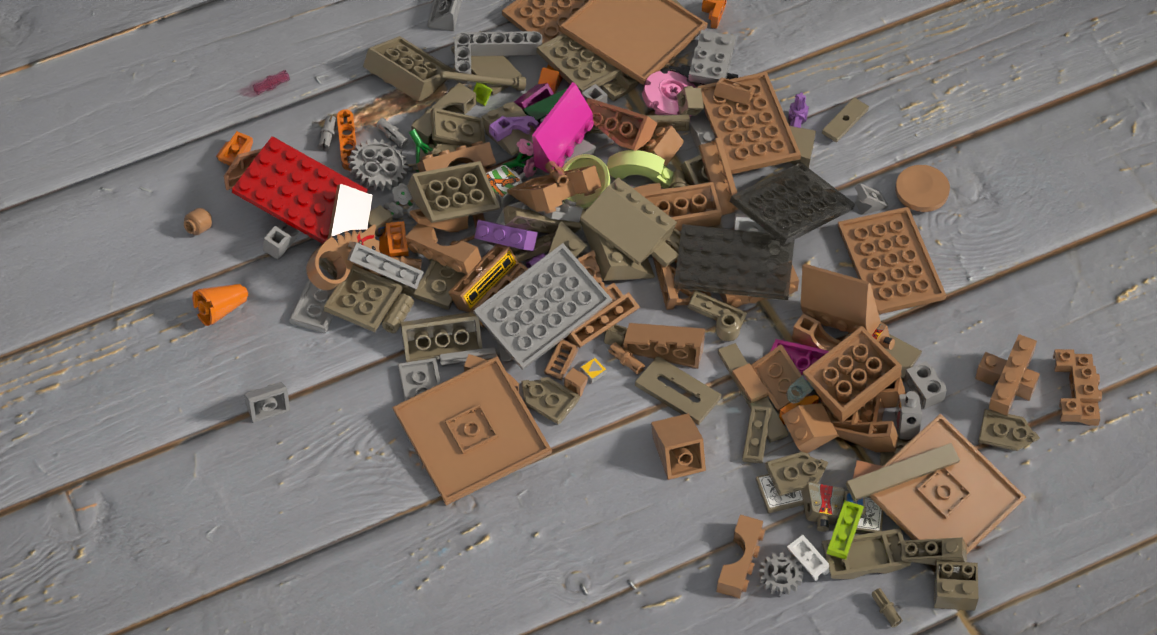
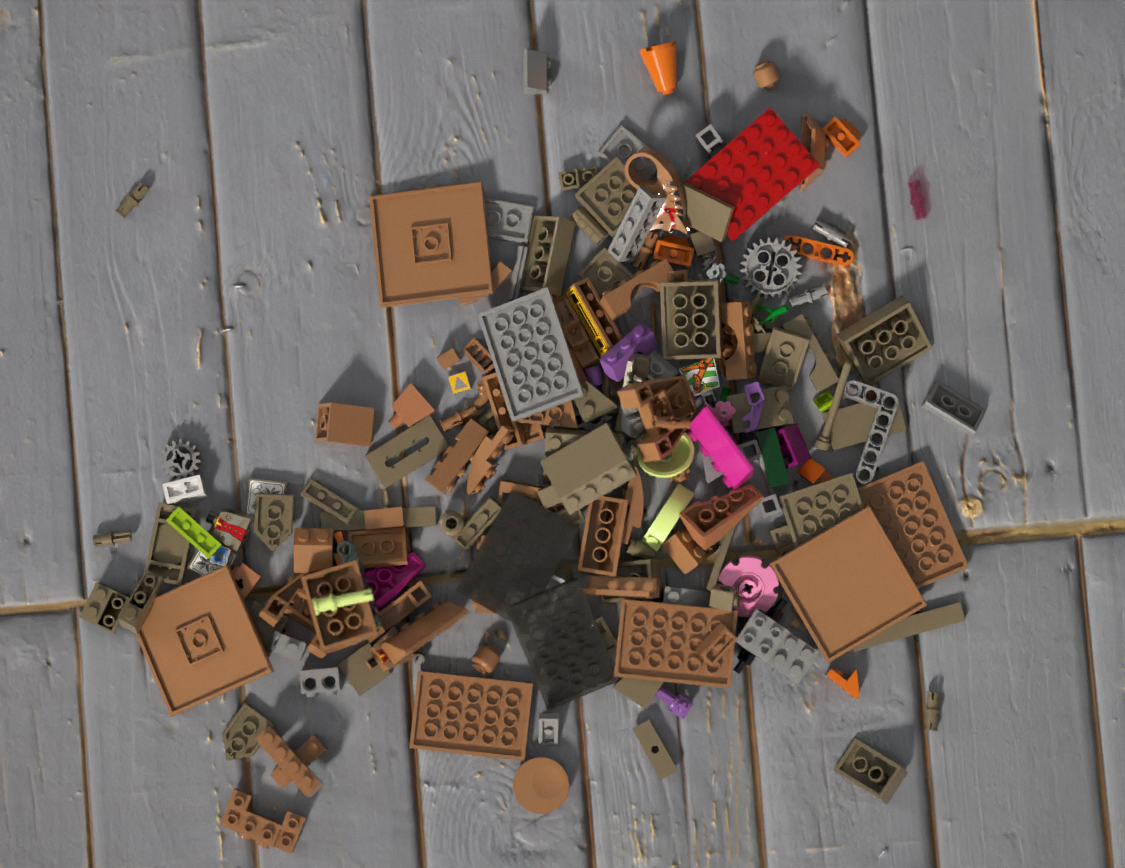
camera: 115 degrees right, 30 degrees up
(355, 337) = (576, 178): none -> dark tan slope
(549, 398) = (444, 329): dark tan tile -> none
(595, 346) = (483, 397): none -> medium nougat arm
(636, 397) = (410, 408): none -> nougat torso
(646, 314) = (483, 465): none -> medium nougat slope
(734, 576) = (192, 416): medium nougat arch -> none
(835, 262) = (486, 658): none -> medium nougat head
(852, 368) = (333, 602): none -> yellowish green pin
(902, 472) = (224, 607): dark tan tile -> none

